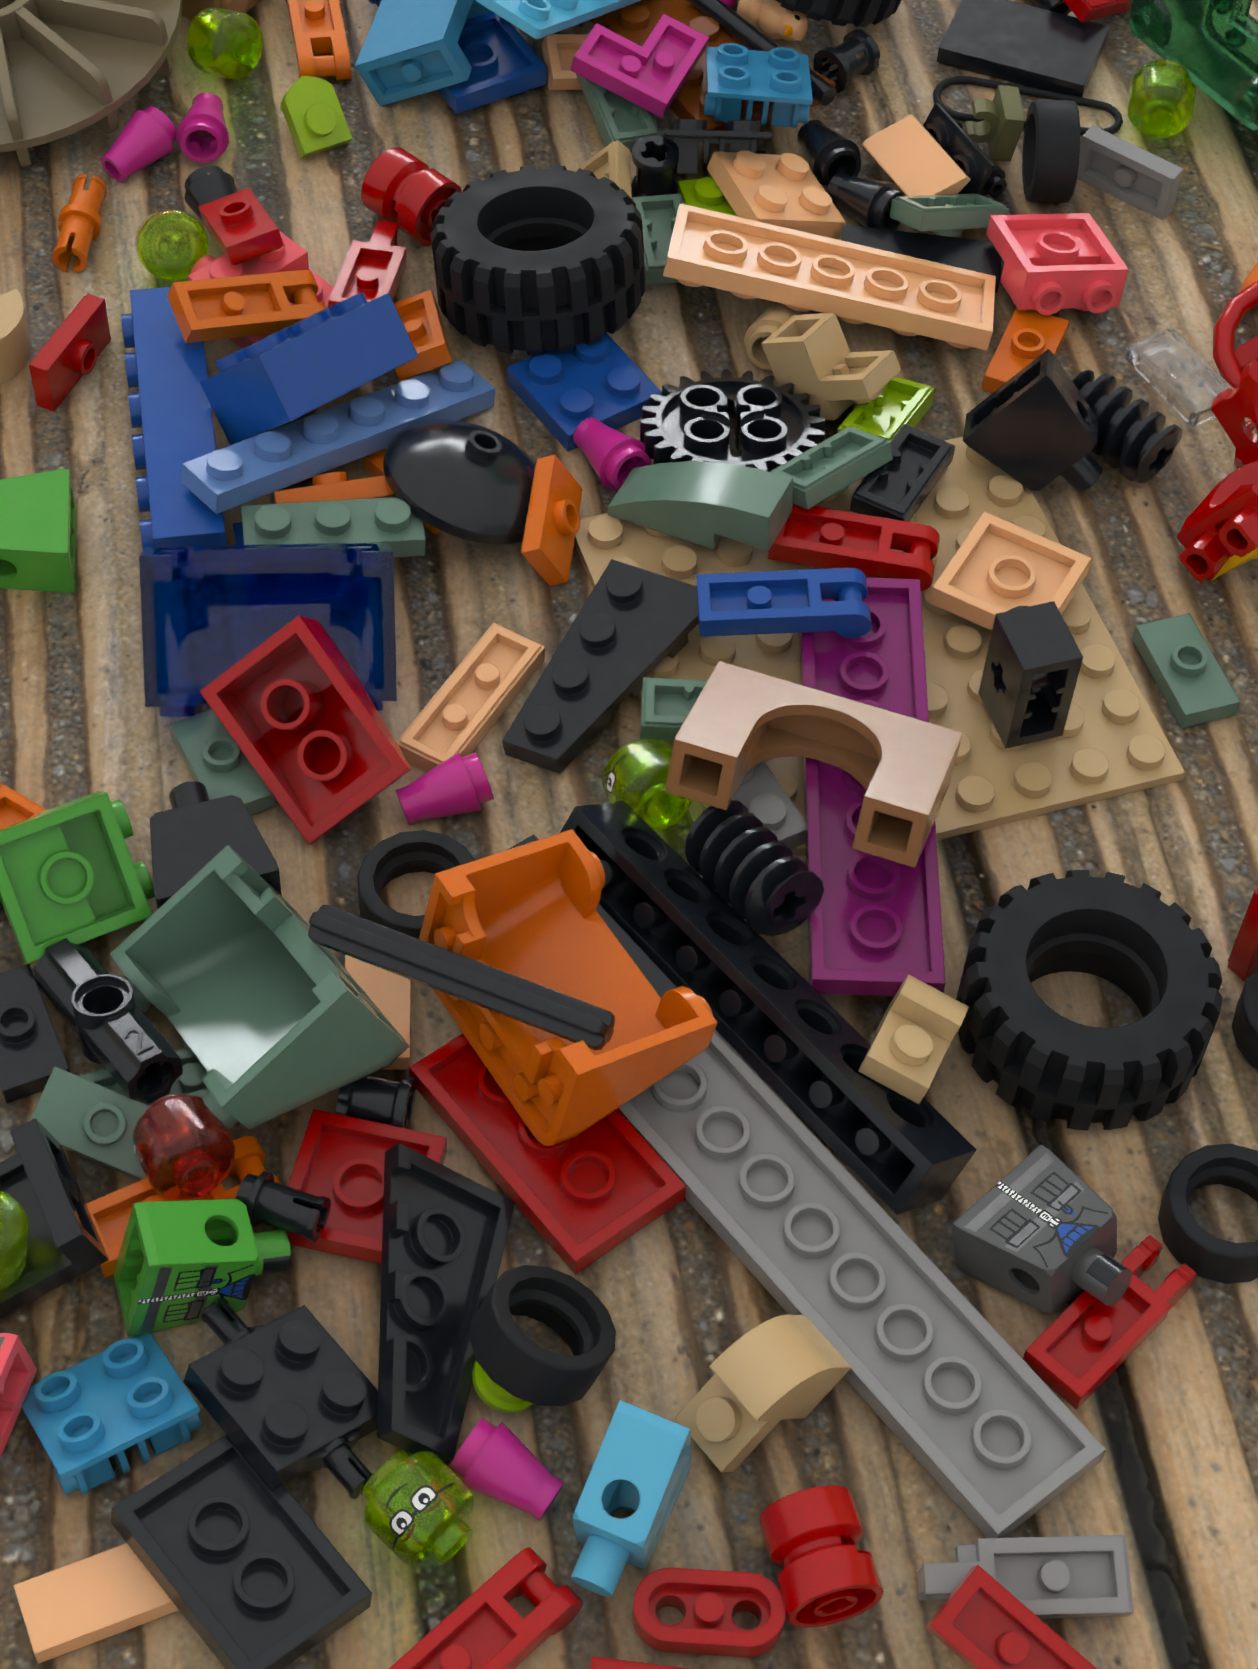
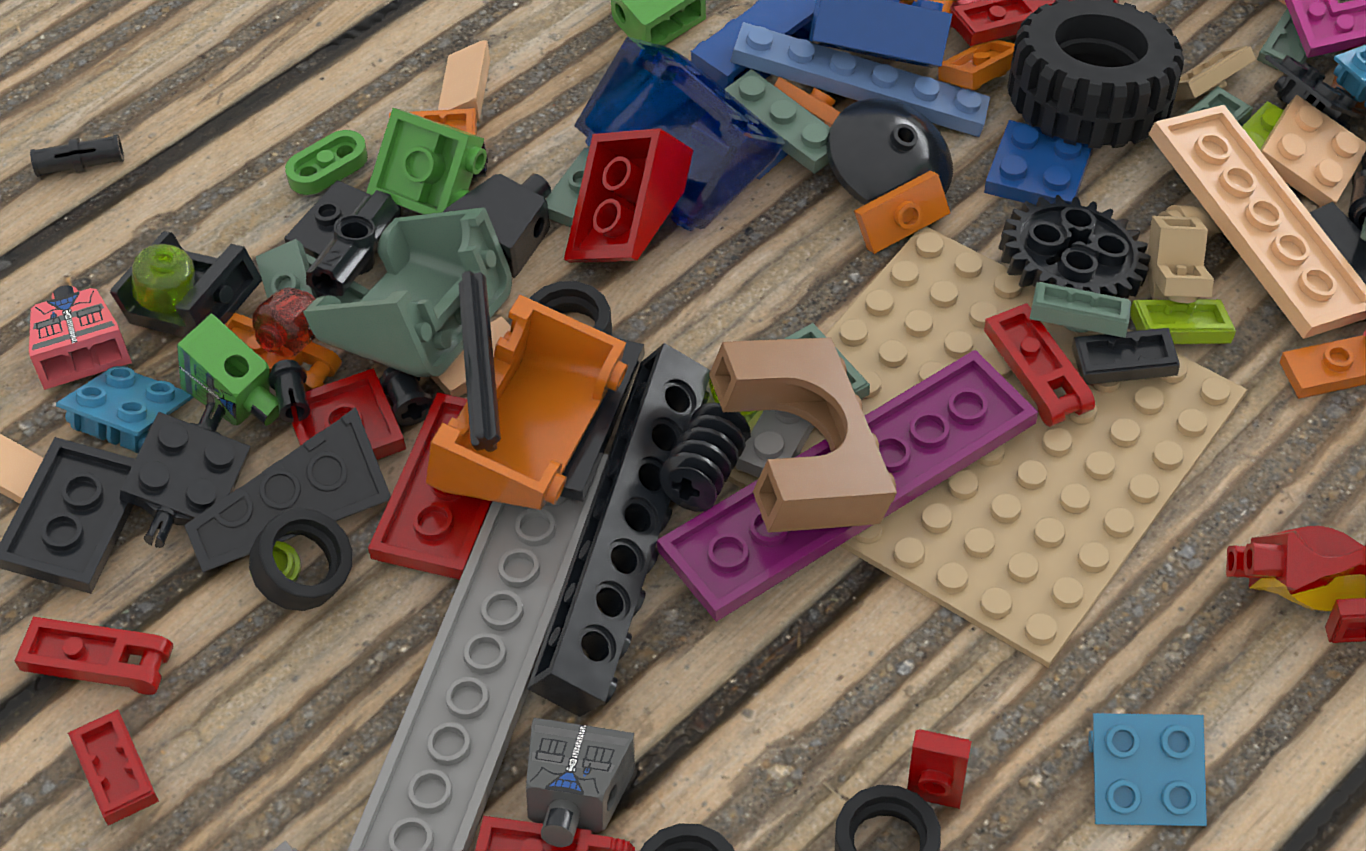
camera: 60 degrees right, 0 degrees up
(418, 1508) = (153, 571): clear neon green head -> none
(446, 790) = (656, 293): dark pink cone -> none
(472, 698) = (736, 265): light nougat tile -> none
(505, 1469) = (211, 599): dark pink cone -> none
(609, 451) = (991, 209): dark pink cone -> none
(612, 644) = (842, 297): black wing -> none
(638, 1471) = (226, 662): medium azure torso -> none
(655, 163) = (1257, 82): black bush -> none
(706, 502) = (986, 271): sand green slope -> none
(708, 1604) = (190, 756): red plate -> none
(760, 1379) = (354, 685): tan brick -> none
(783, 602) = (931, 349): blue plate -> none
(816, 1542) = (260, 780): red wheel -> none
(913, 1038) = (659, 614): tan brick -> none
(1006, 569) = (1097, 463): light nougat plate -> none
(1030, 674) = (1002, 508): black brick -> none
(1037, 428) = (1245, 400): black torso -> none
(1100, 931) = (778, 638): black tyre -> none
(1124, 432) = (1314, 447): black piece -> none
(1185, 670) = (1141, 614): sand green plate -> none

